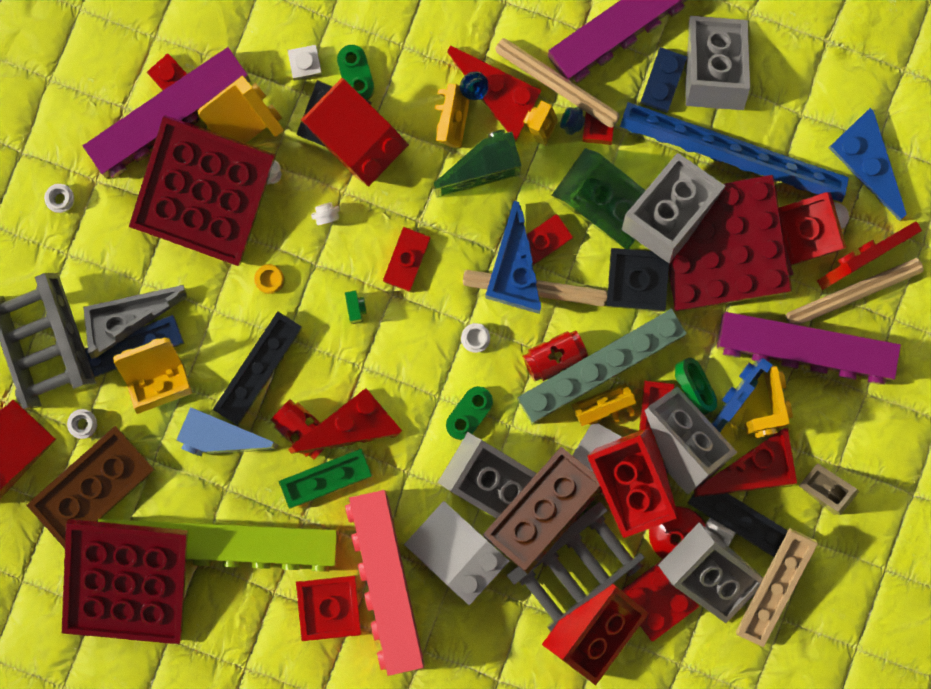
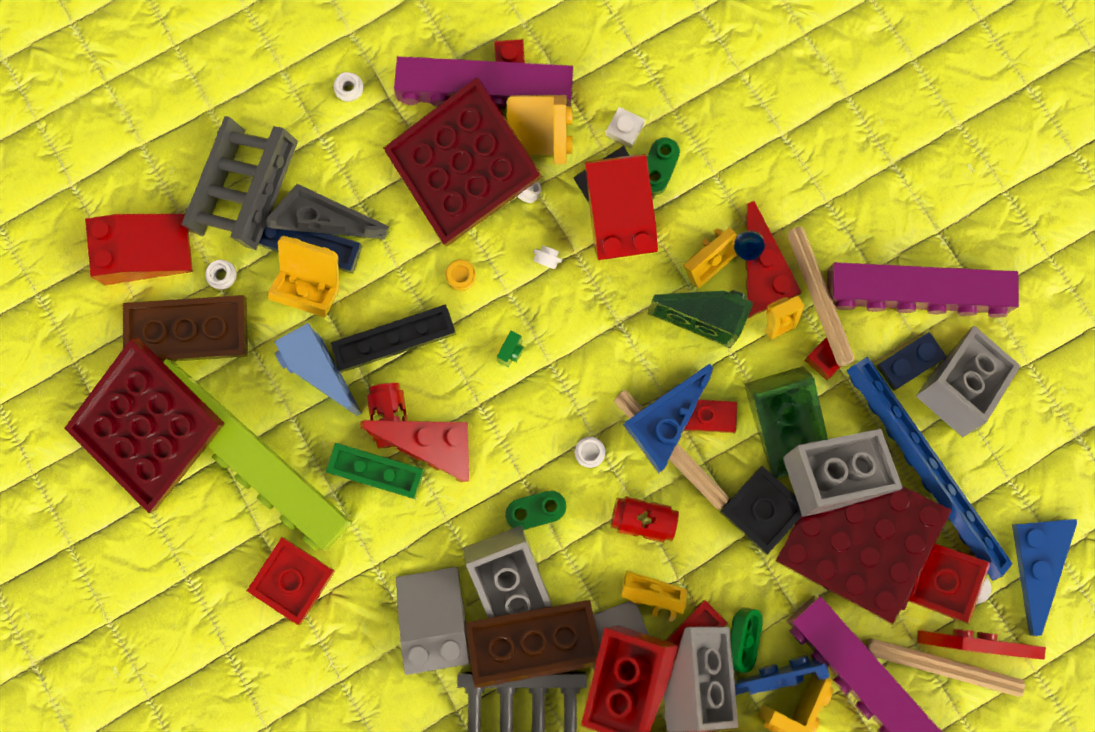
camera: 40 degrees right, 5 degrees down
(386, 583) = (350, 601): coral brick -> none
(406, 259) = (583, 344): red plate -> none
(572, 120) = (809, 335): plate -> none
(601, 366) = (678, 558): sand green brick -> none

